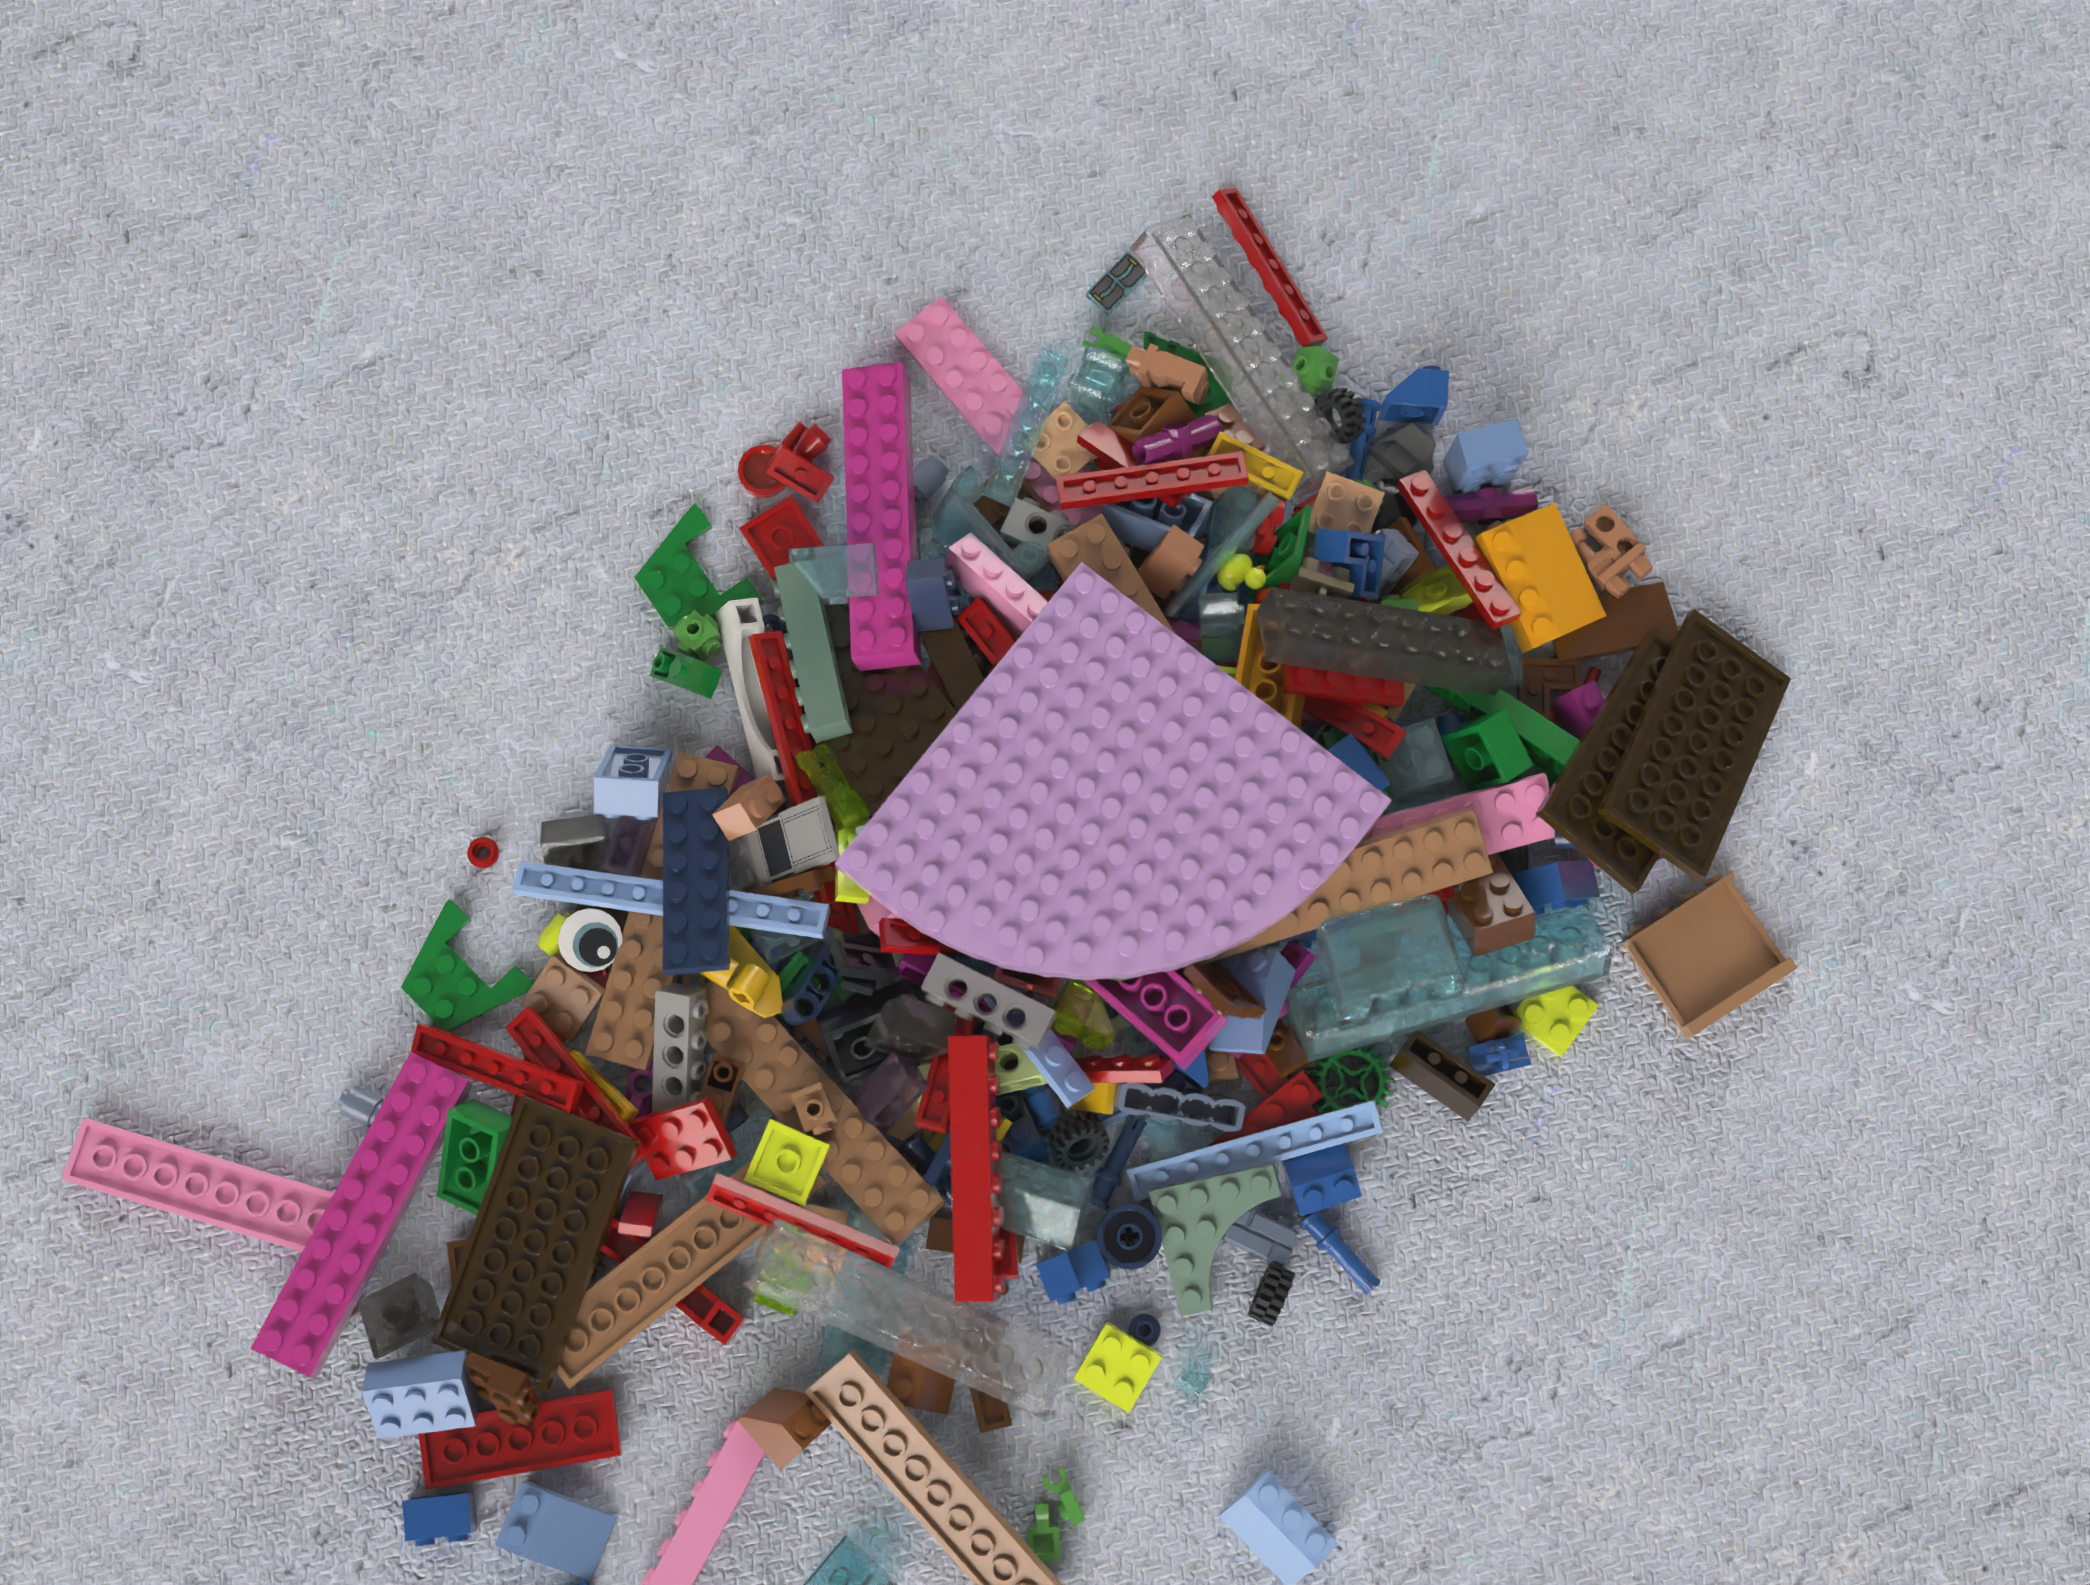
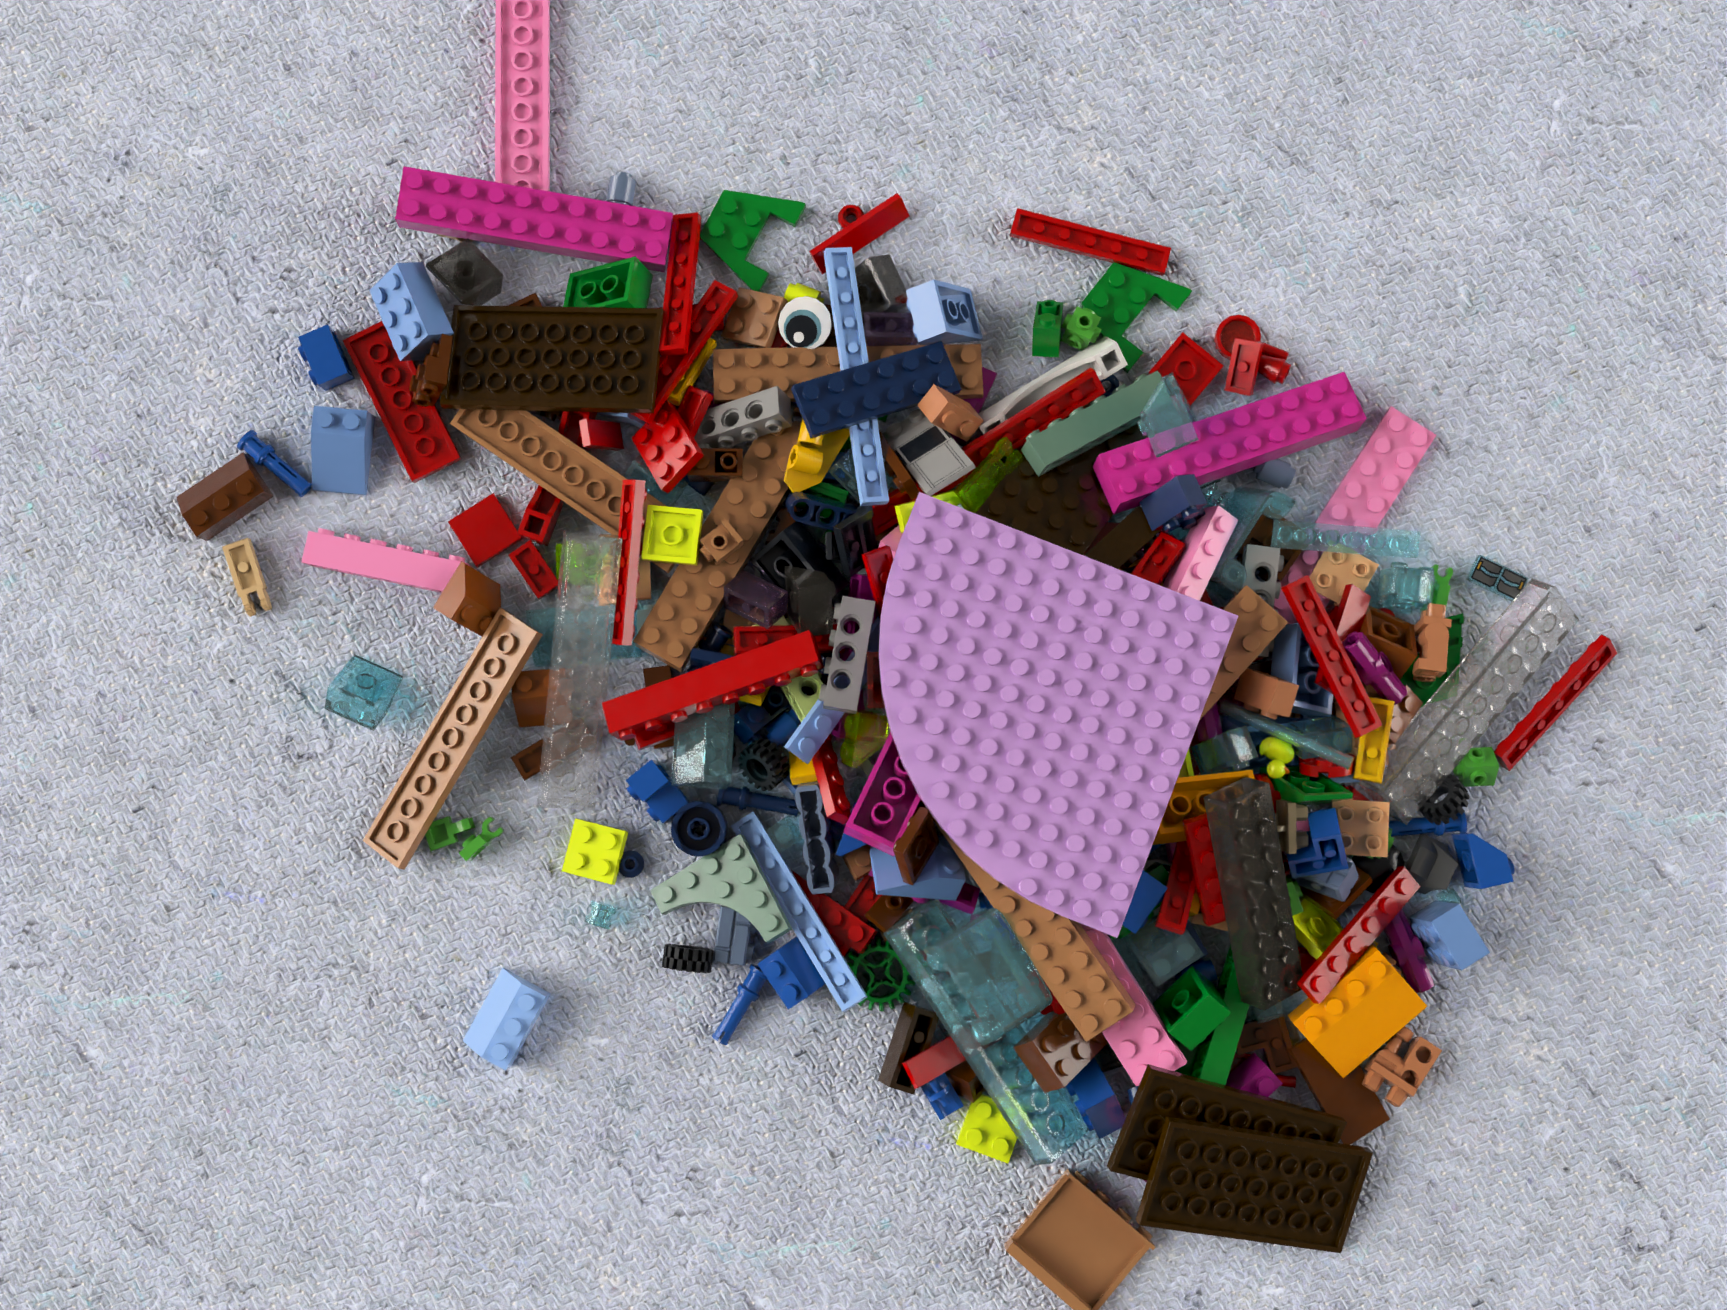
camera: 80 degrees right, 5 degrees up
(503, 843) = (864, 229): none -> red tile
(602, 596) = (1090, 242): none -> red plate
(646, 1094) = (694, 408): none -> red tile
(705, 1386) = (485, 530): none -> red tile
(771, 1340) = (534, 569): none -> red plate
(1443, 444) = (1448, 896): none -> clear light blue plate
(1466, 1050) = (933, 1062): none -> red tile

